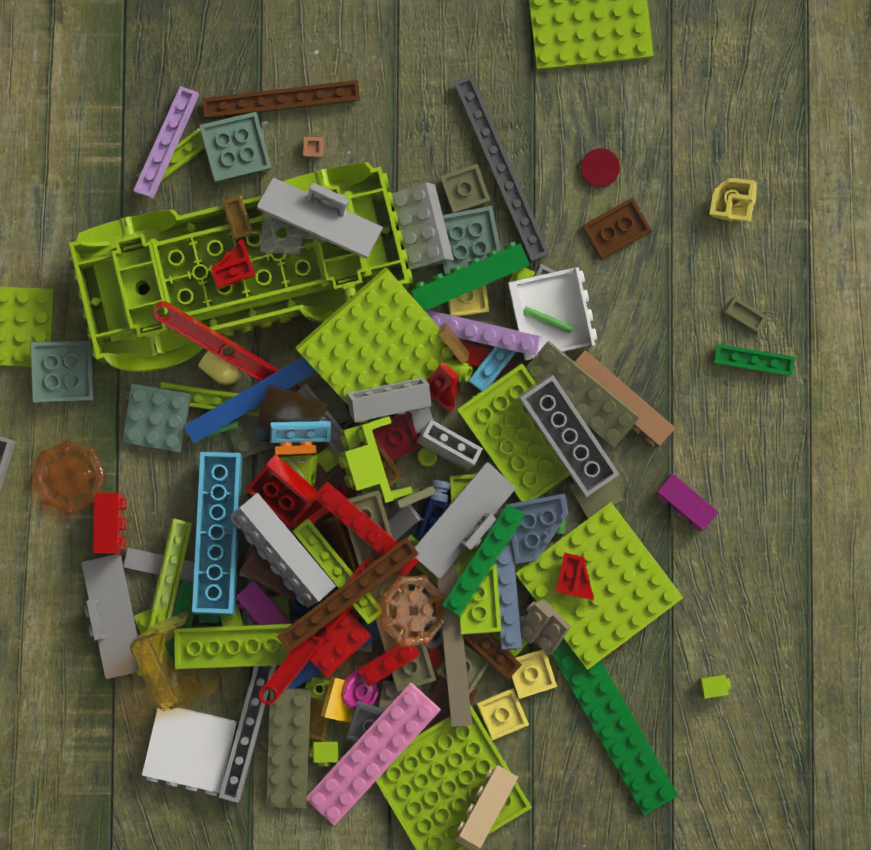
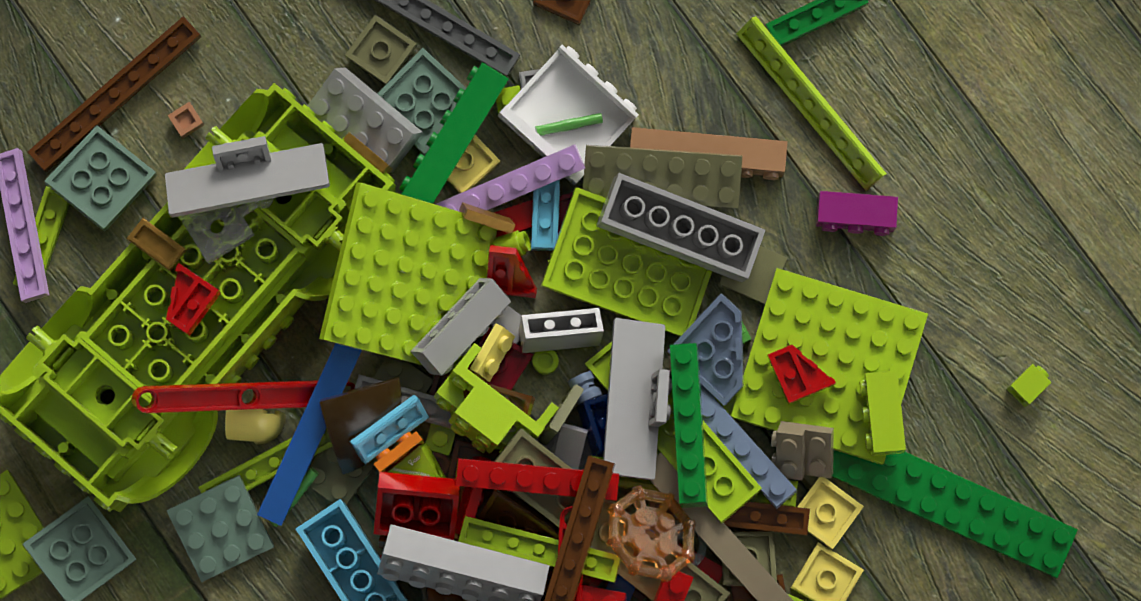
camera: 35 degrees left, 5 degrees down
(397, 429) = (492, 352): none -> light yellow plate
(407, 251) = (367, 154): none -> pearl gold tile
(608, 639) = (883, 413): none -> lime brick
(708, 413) = (811, 103): none -> lime tile

